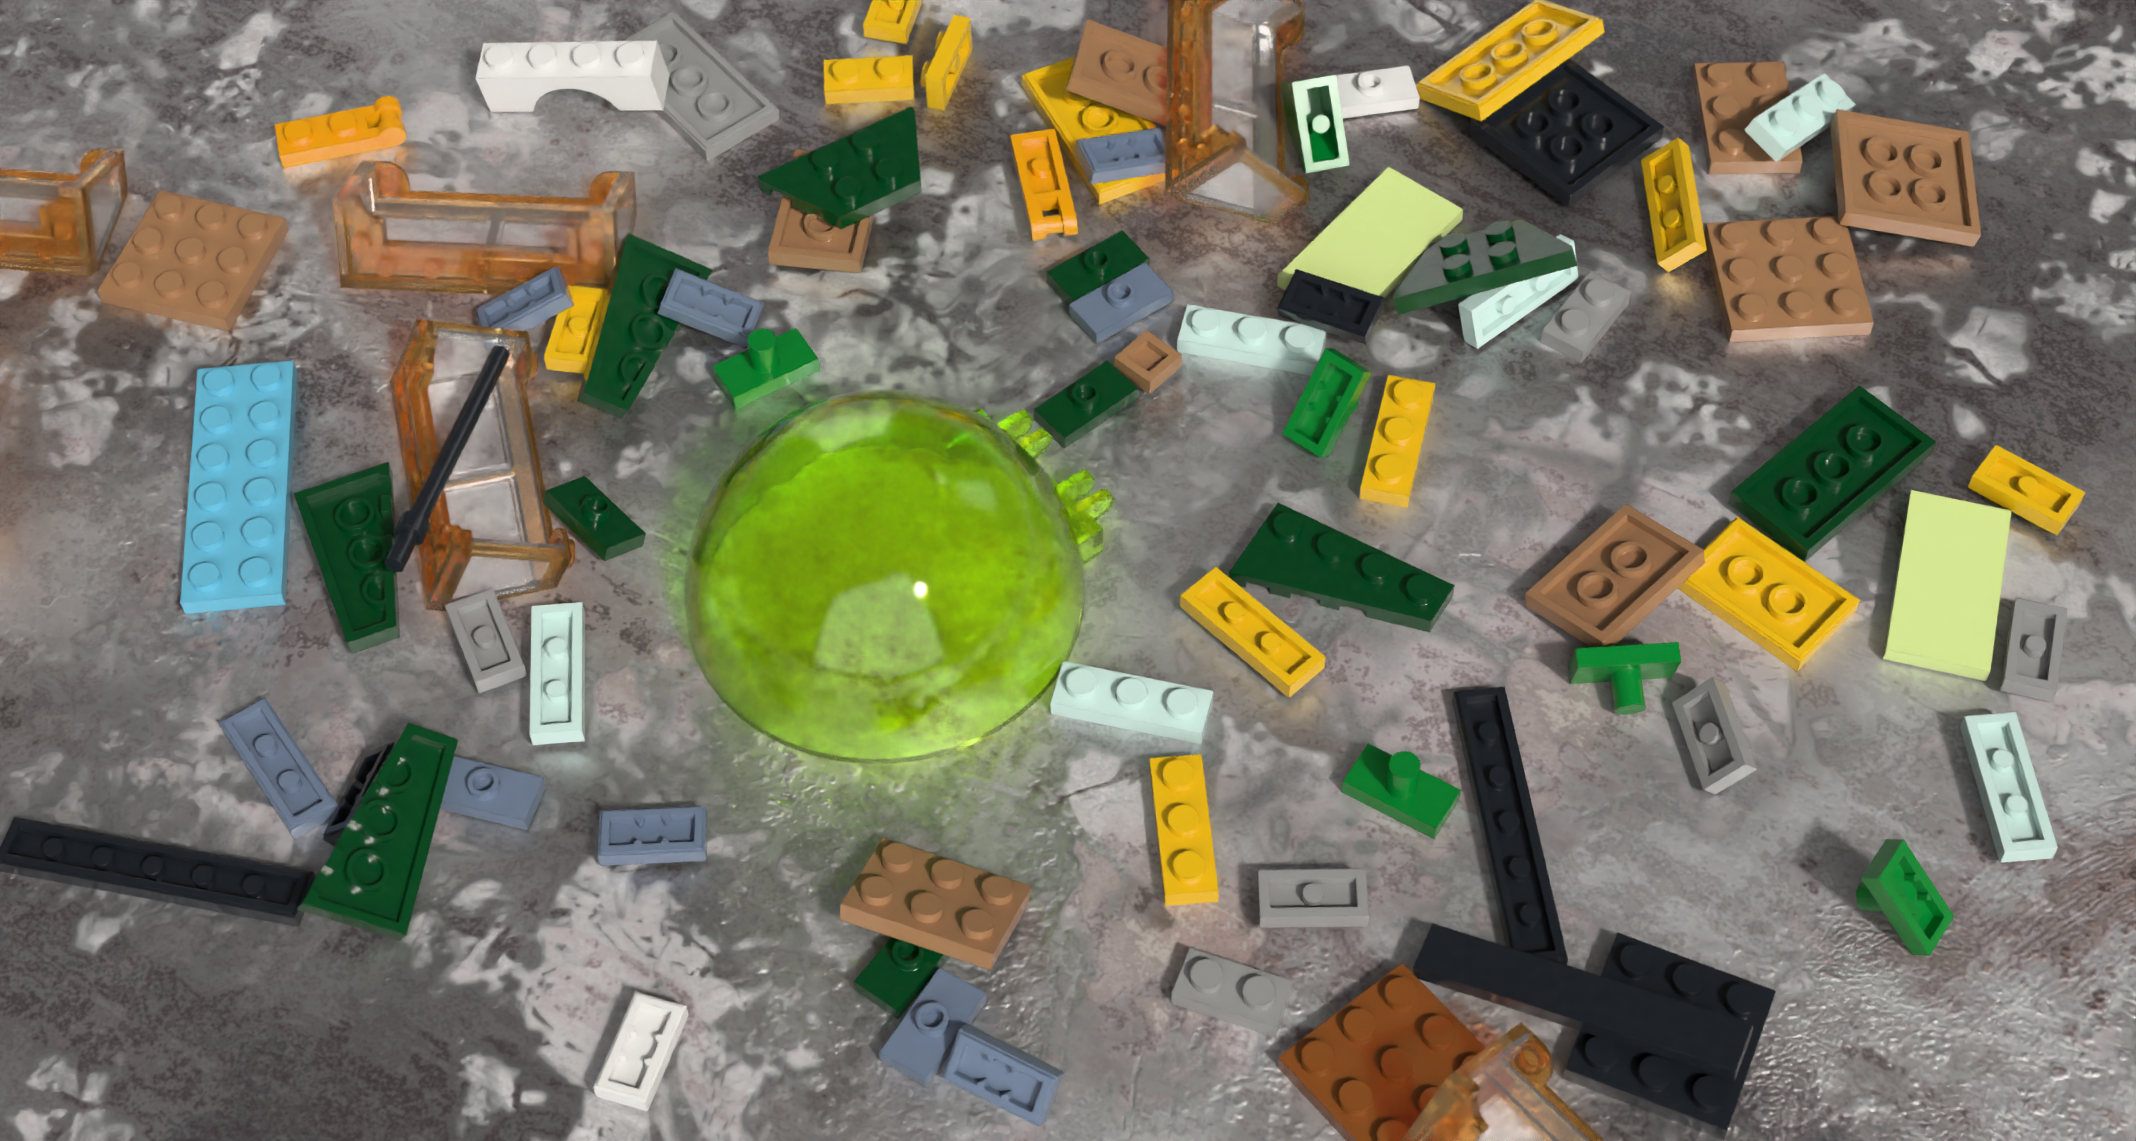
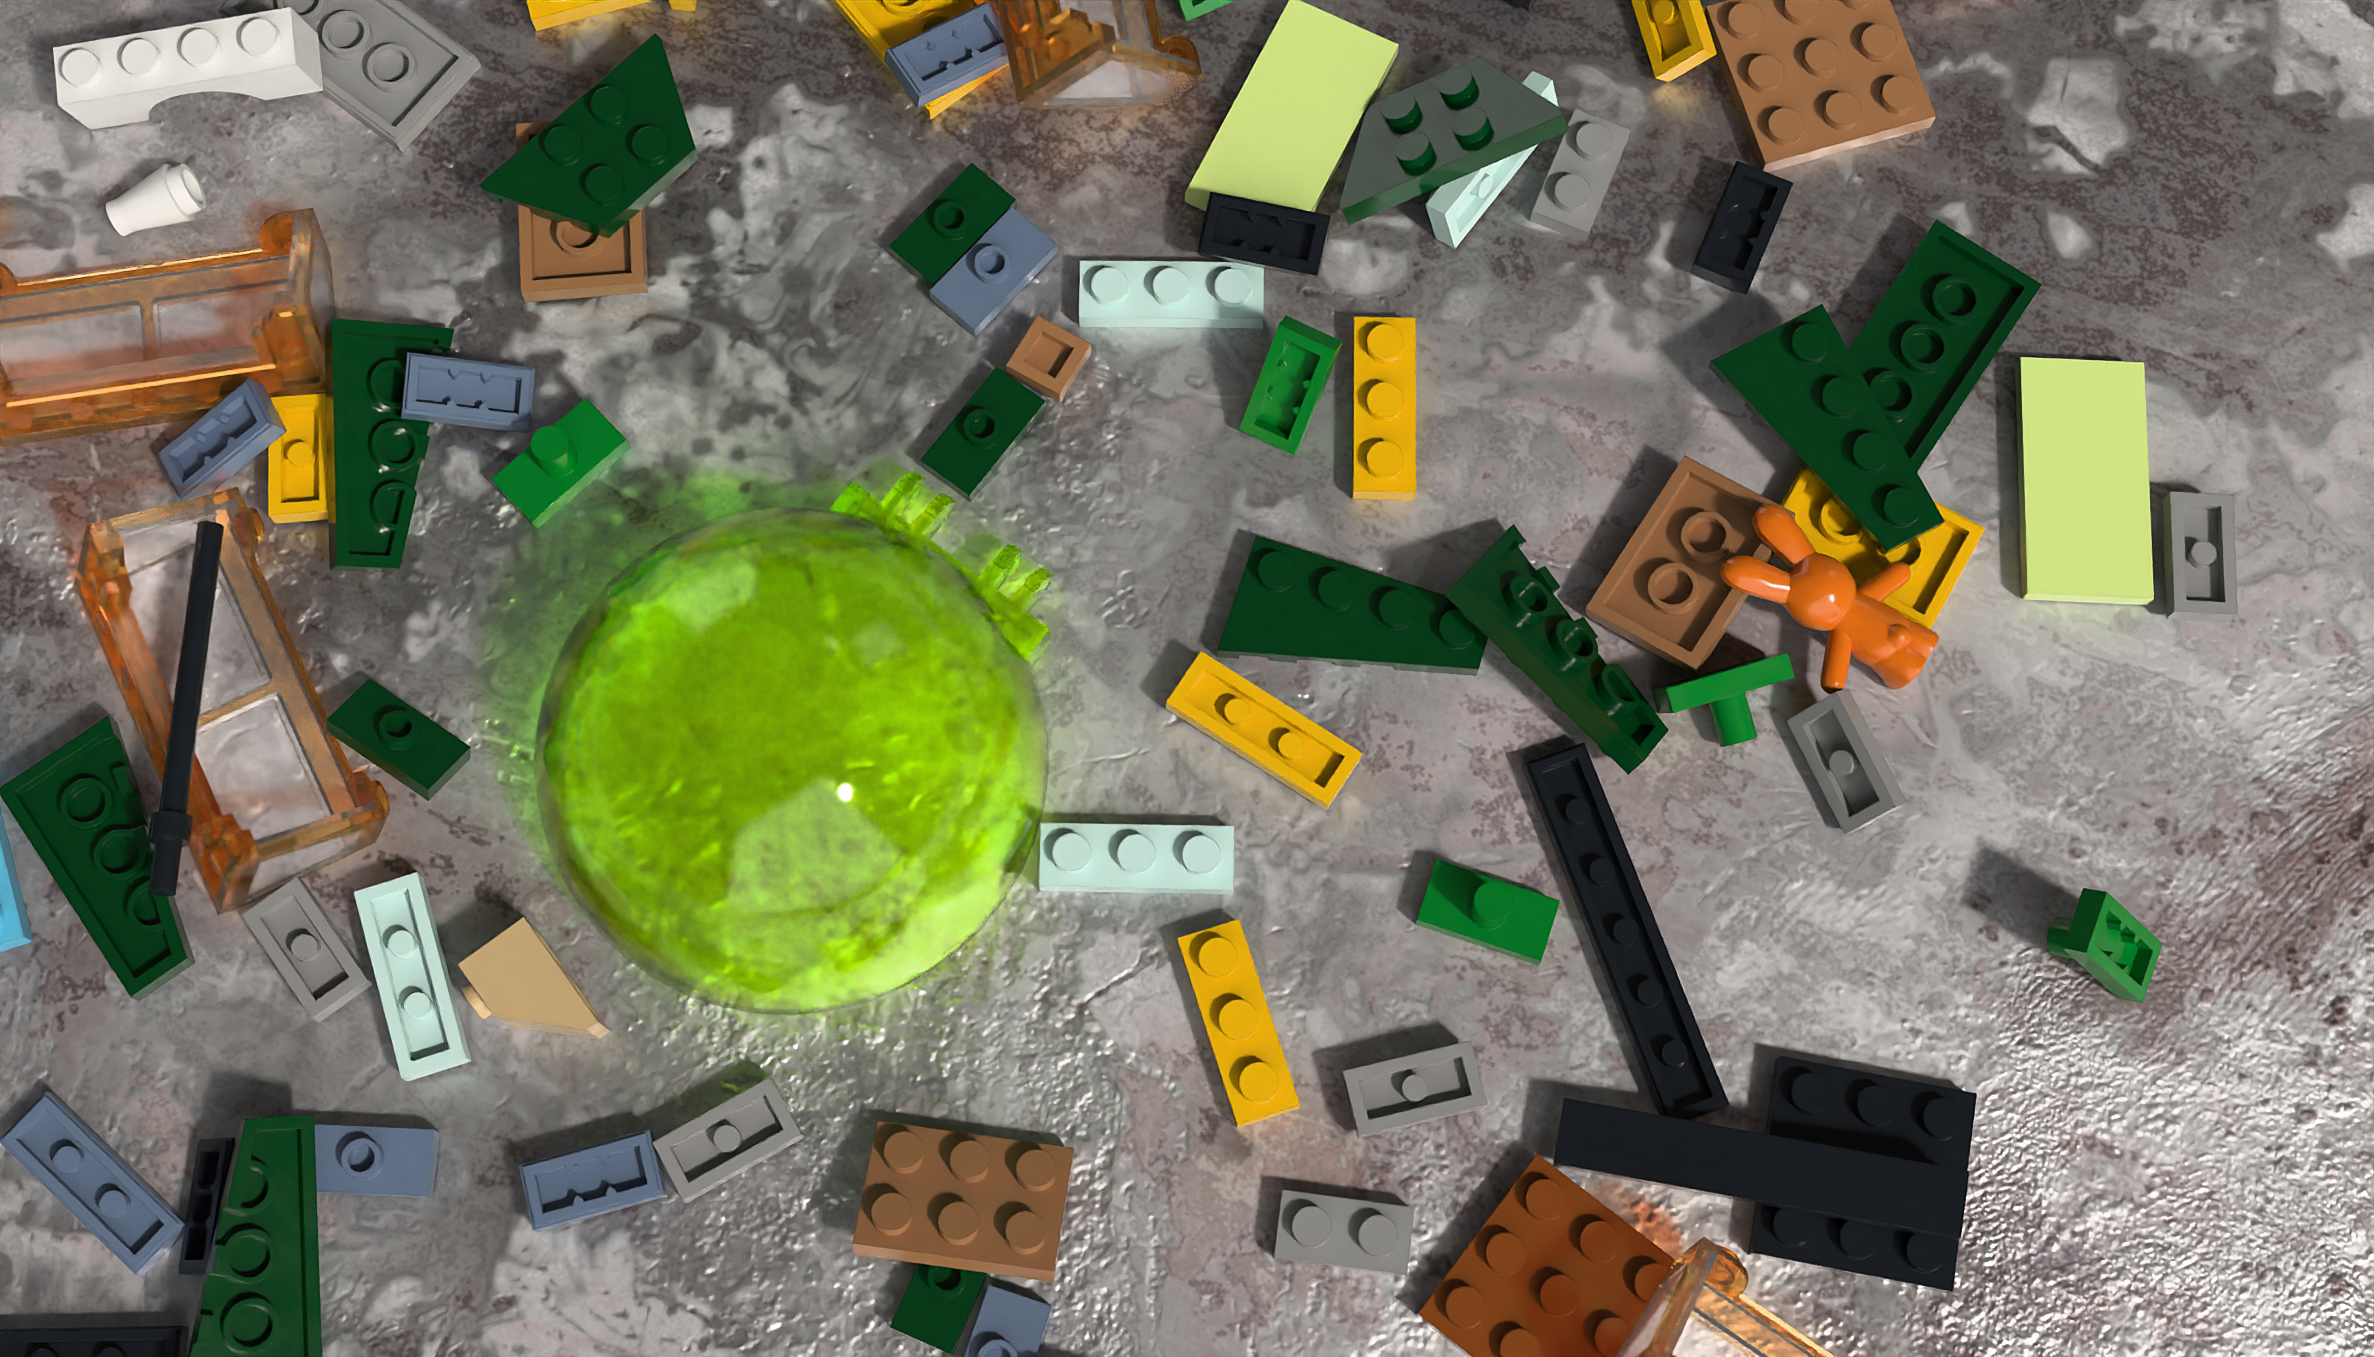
camera: 15 degrees left, 20 degrees up
(525, 156) = (159, 200): none -> white cone
(642, 694) = (528, 985): none -> tan slope
(764, 827) = (728, 1139): none -> light grey plate
(1043, 183) = (853, 108): light orange plate -> none
(1500, 623) = (1559, 654): none -> dark green wing
(1703, 368) = (1741, 227): none -> black plate
(1717, 614) = (1825, 598): none -> orange animal
(1747, 500) = (1822, 409): none -> dark green wing
(2008, 787) = (2198, 755): light aqua plate -> none
(2026, 490) = (2157, 328): yellow plate -> none

